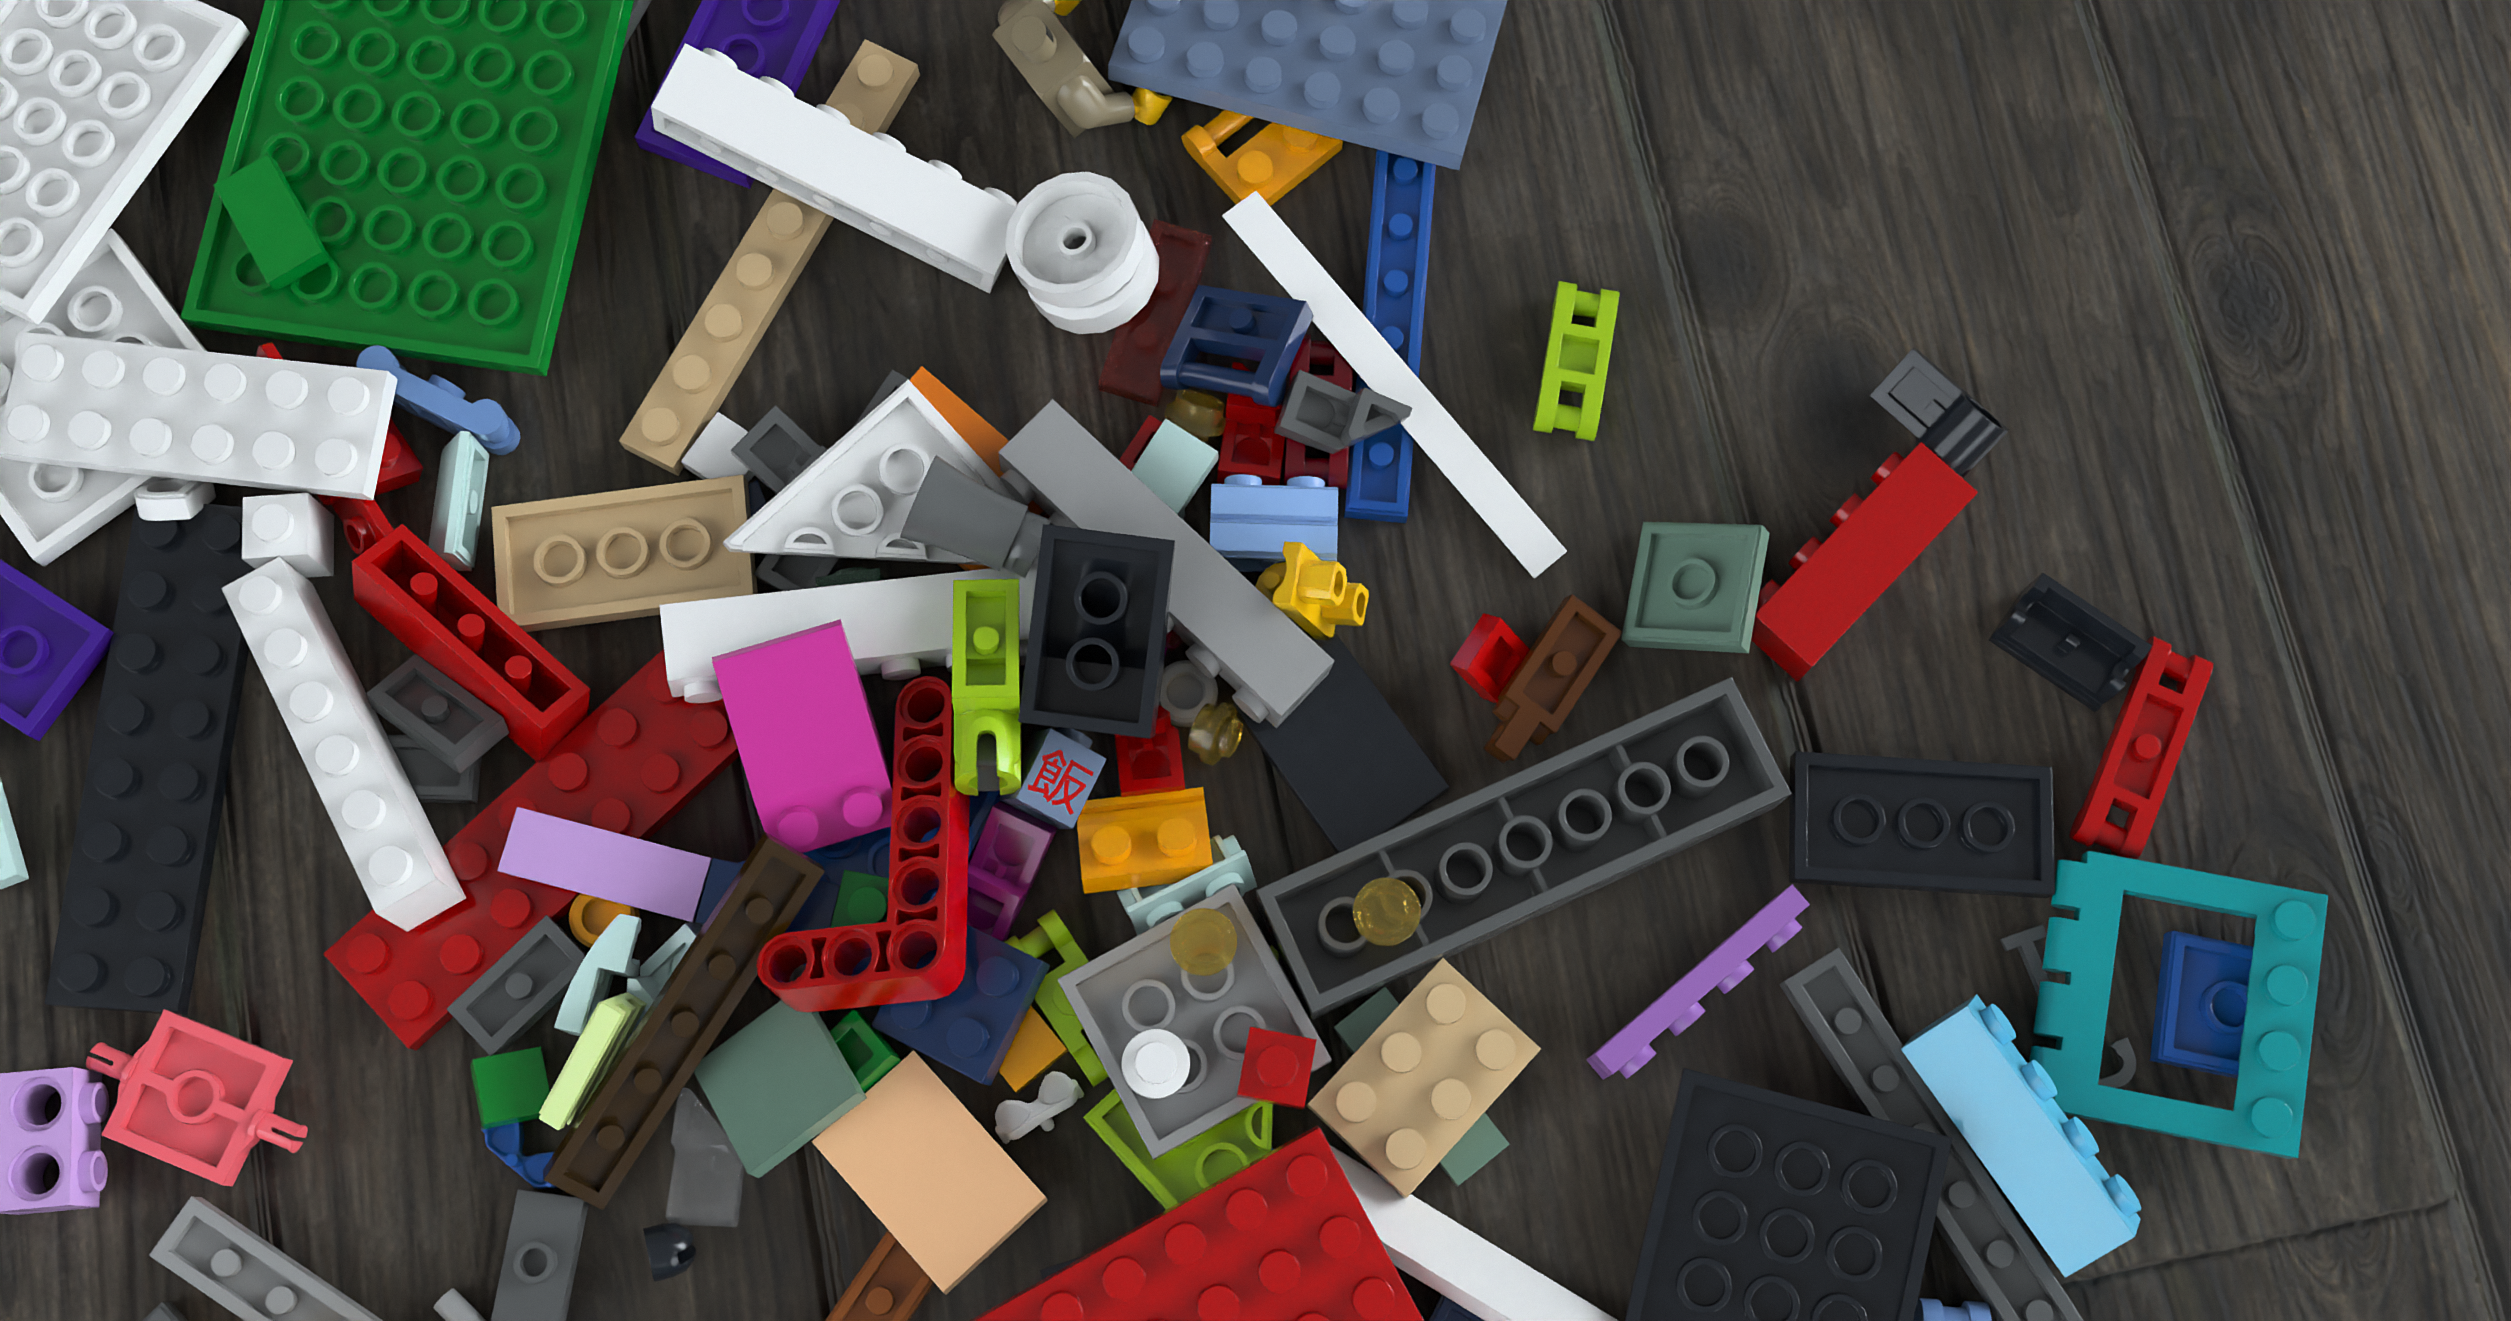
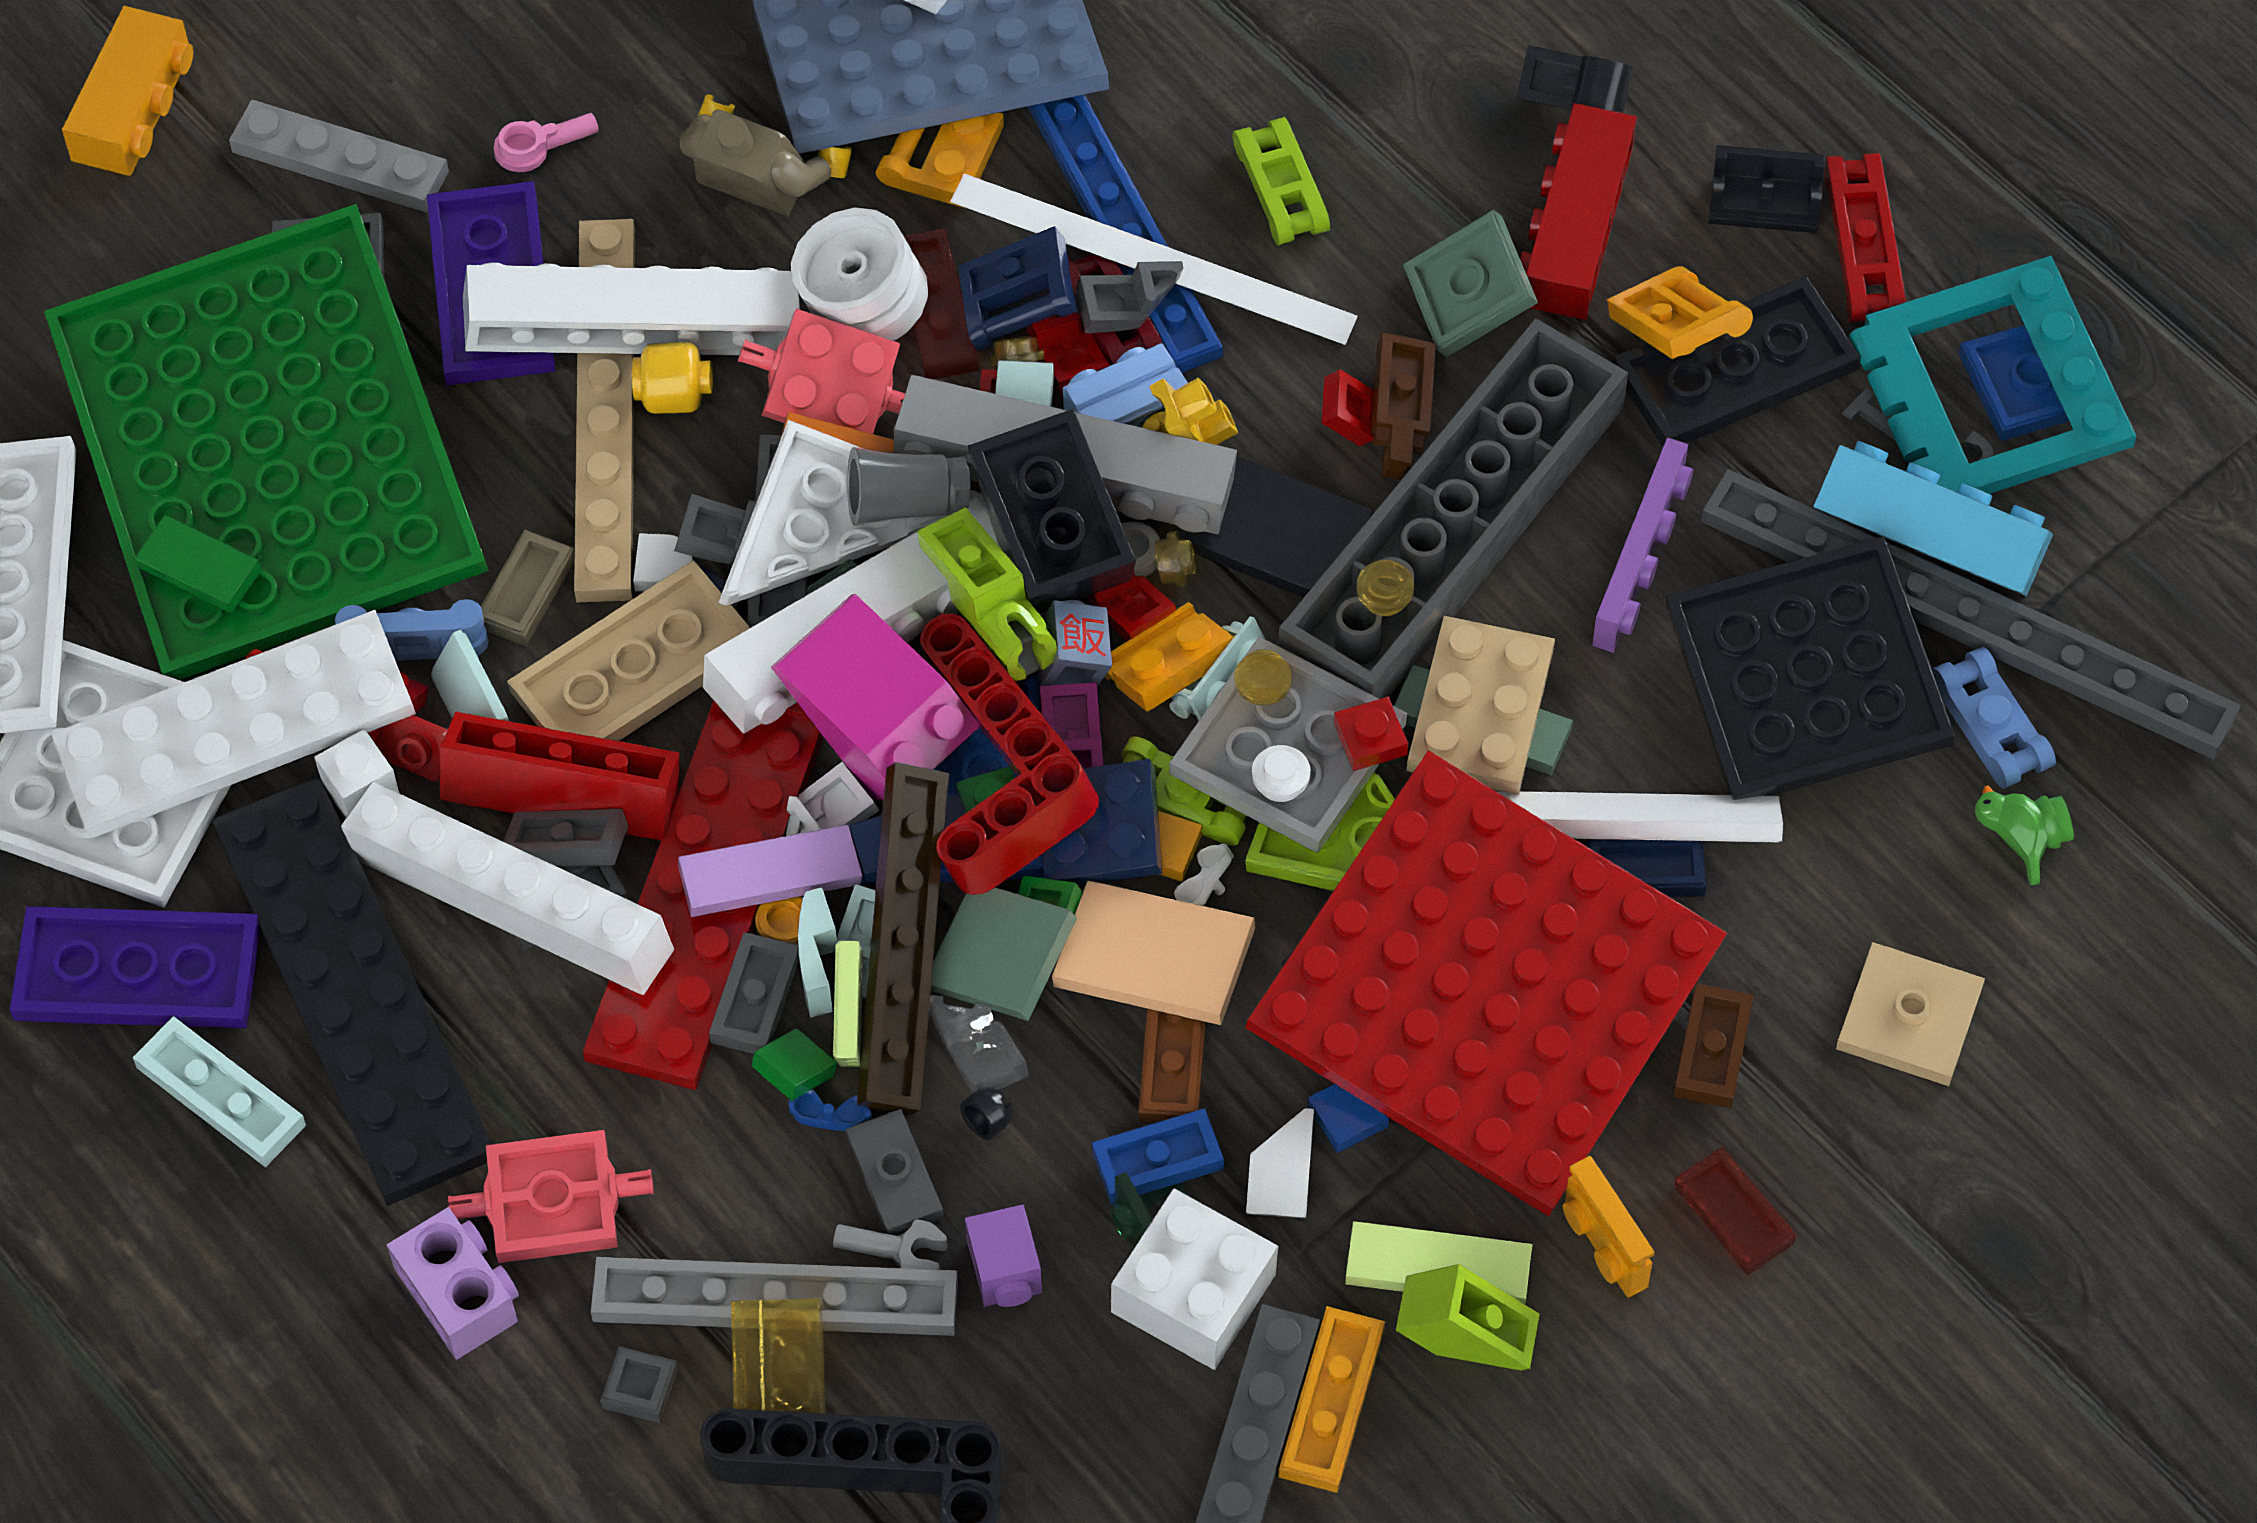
camera: 25 degrees left, 15 degrees down
(173, 499) = (241, 803): white tile -> none
(580, 408) = (526, 587): none -> dark tan tile
(710, 819) = (829, 803): none -> white slope
(843, 260) = (671, 378): none -> yellow head
(992, 344) = (828, 373): none -> coral plate
(1874, 745) = (1677, 312): none -> light orange plate

